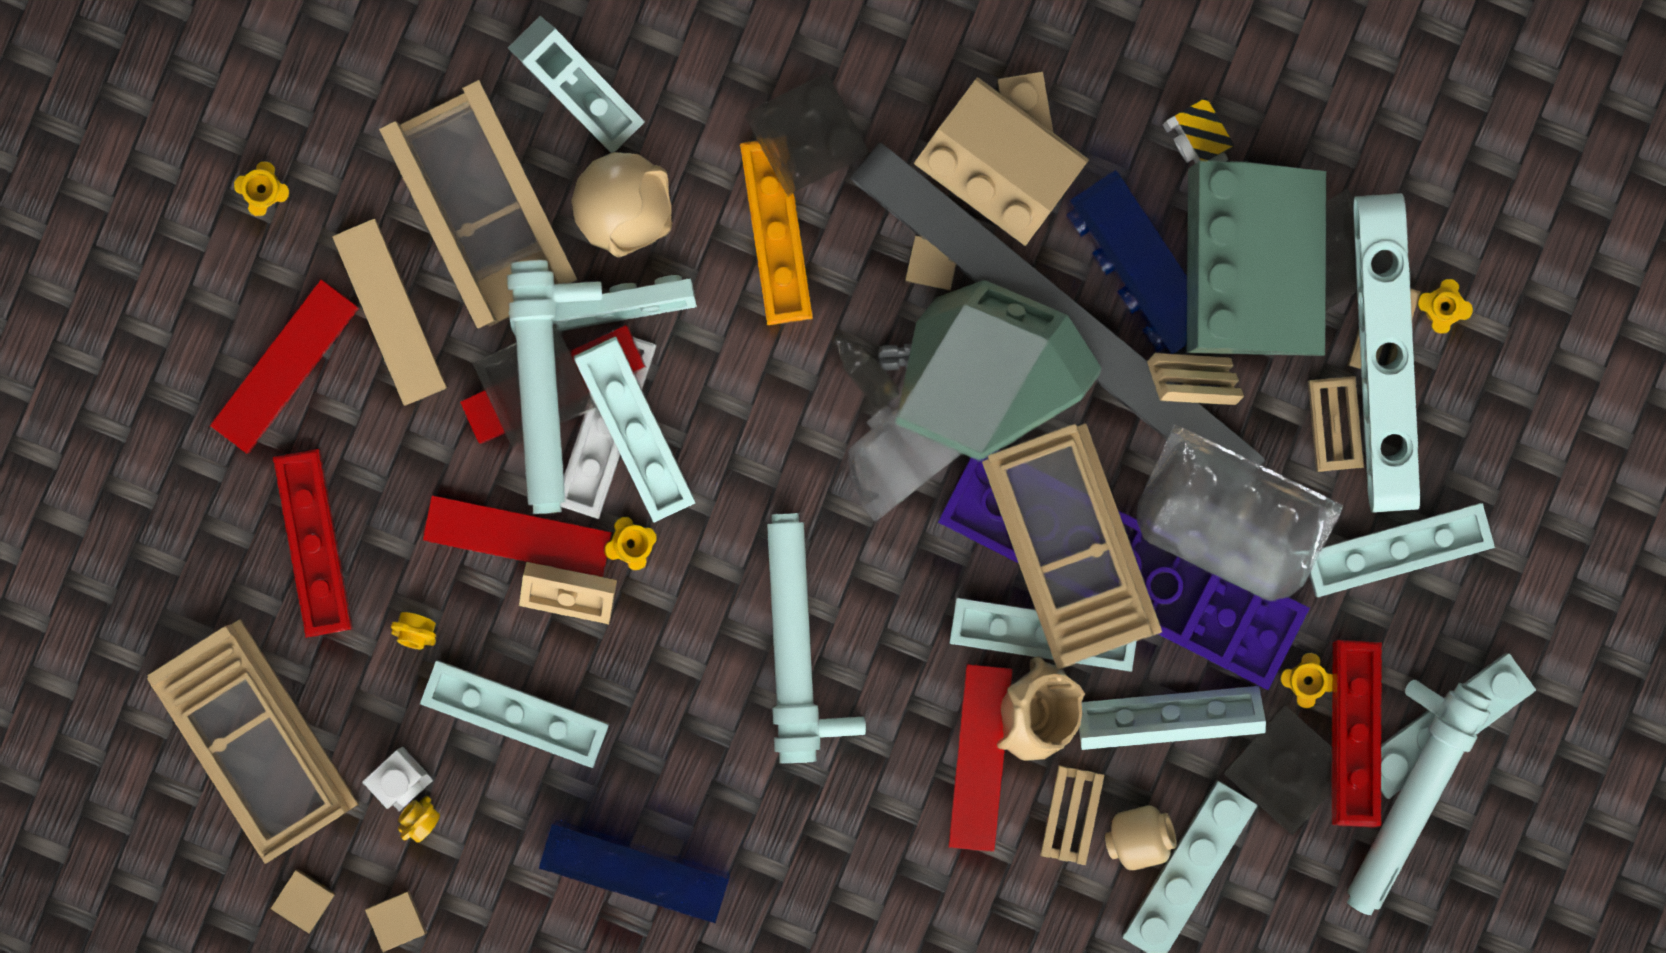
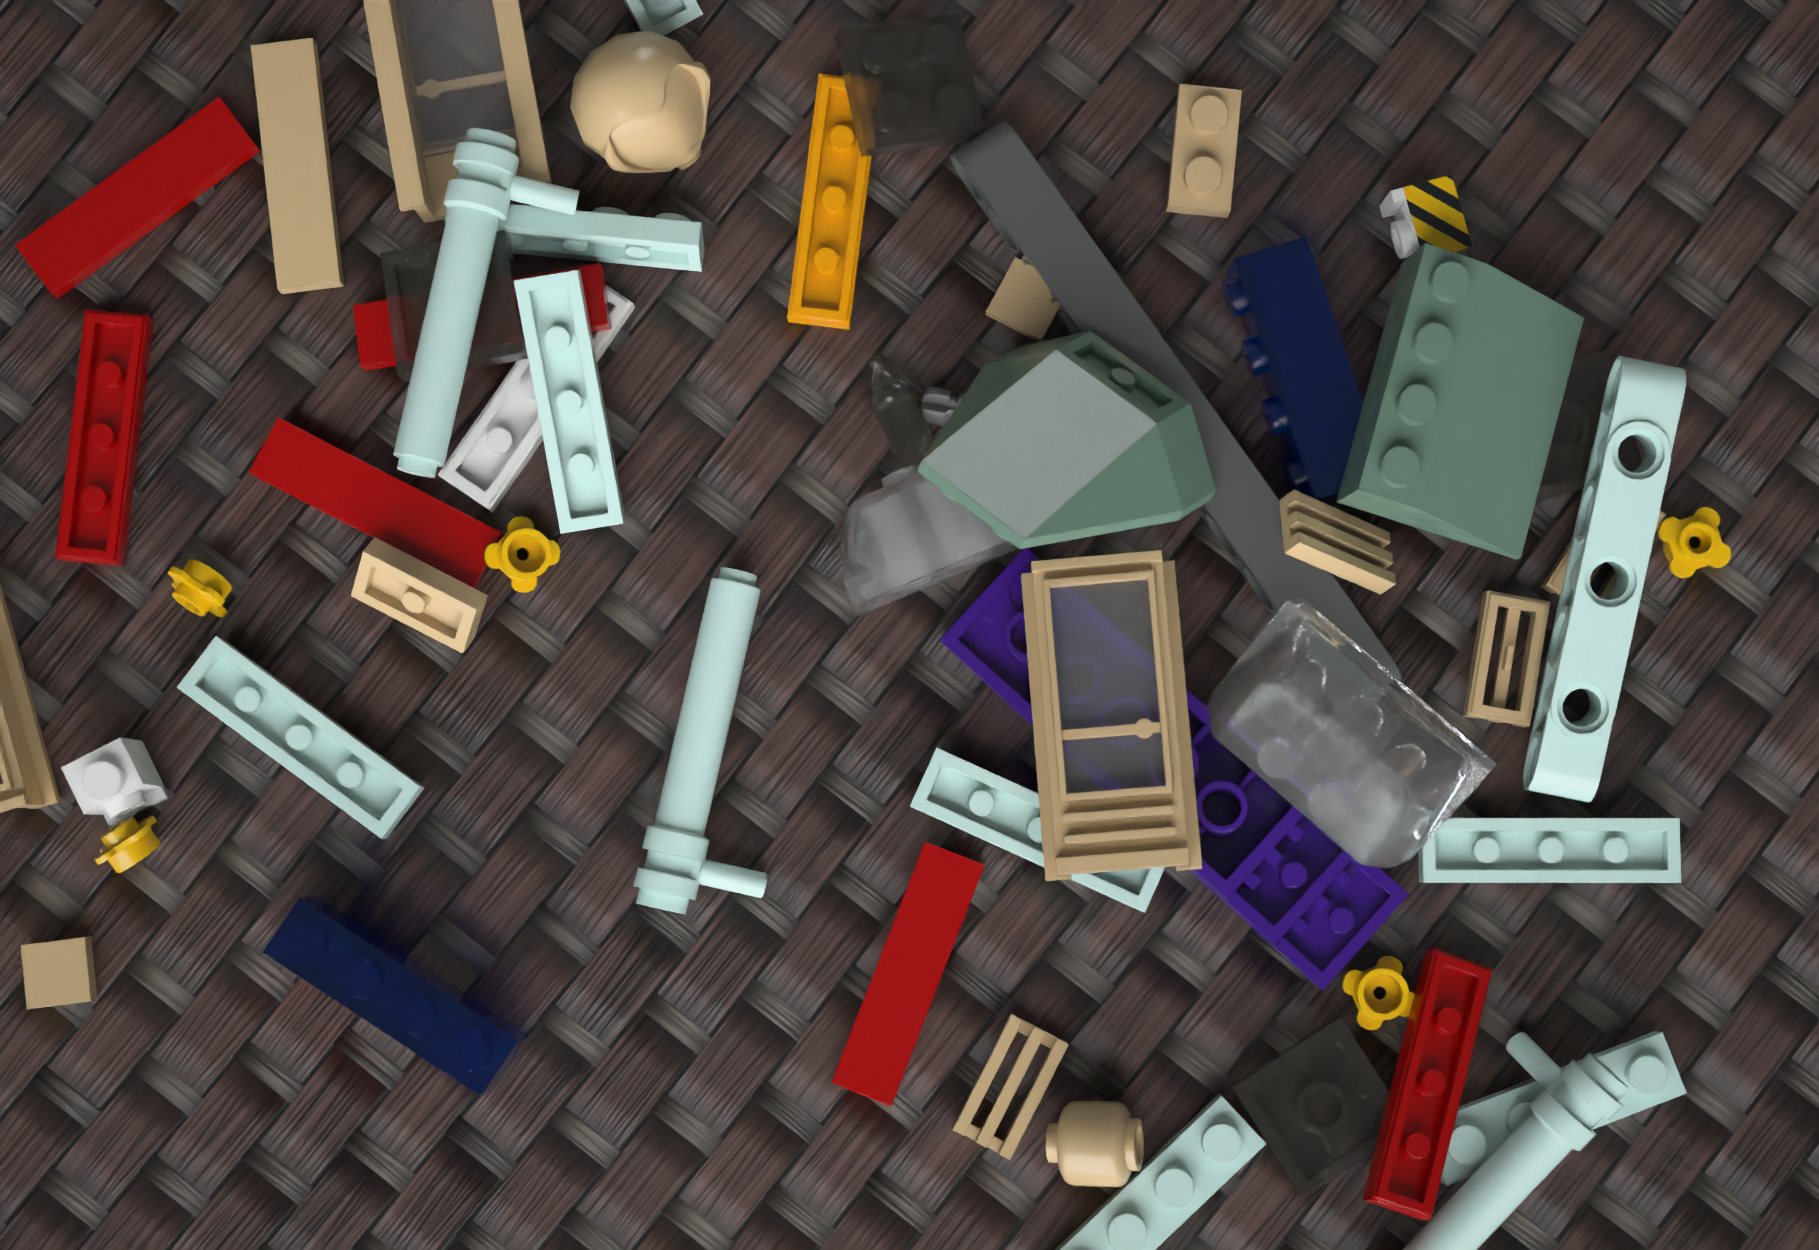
camera: 15 degrees right, 5 degrees down
(1001, 161) = (1156, 183): tan slope -> none
(1038, 733) = (1006, 932): tan helmet -> none
(1172, 717) = (1181, 991): light aqua plate -> none

